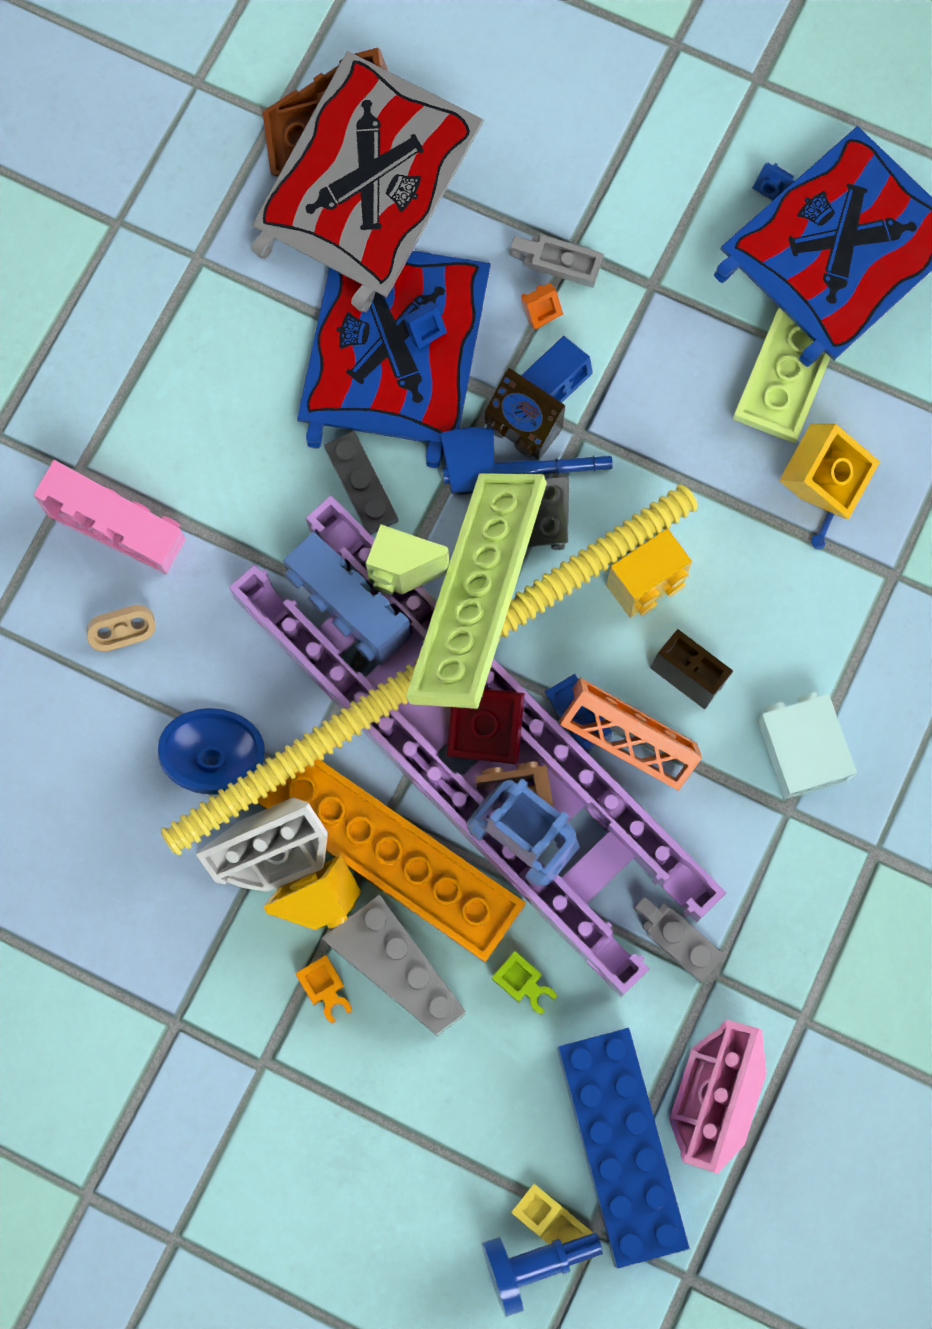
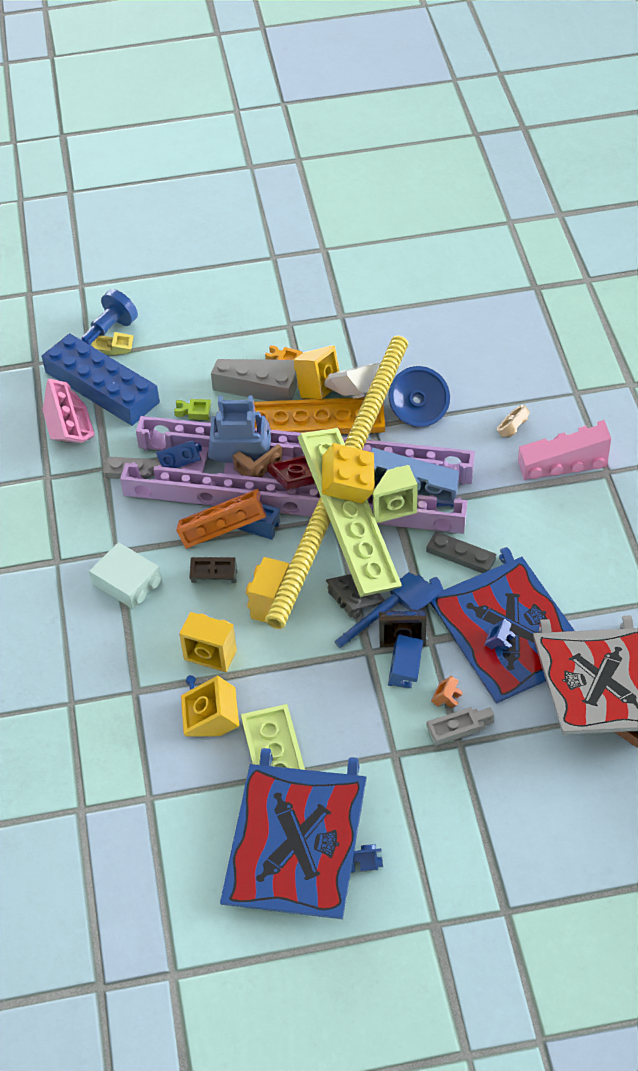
camera: 145 degrees right, 25 degrees down
(453, 609) = (347, 473): none -> yellow brick
(623, 896) = (180, 455): none -> blue hinge
(774, 553) = (208, 641): none -> yellow brick

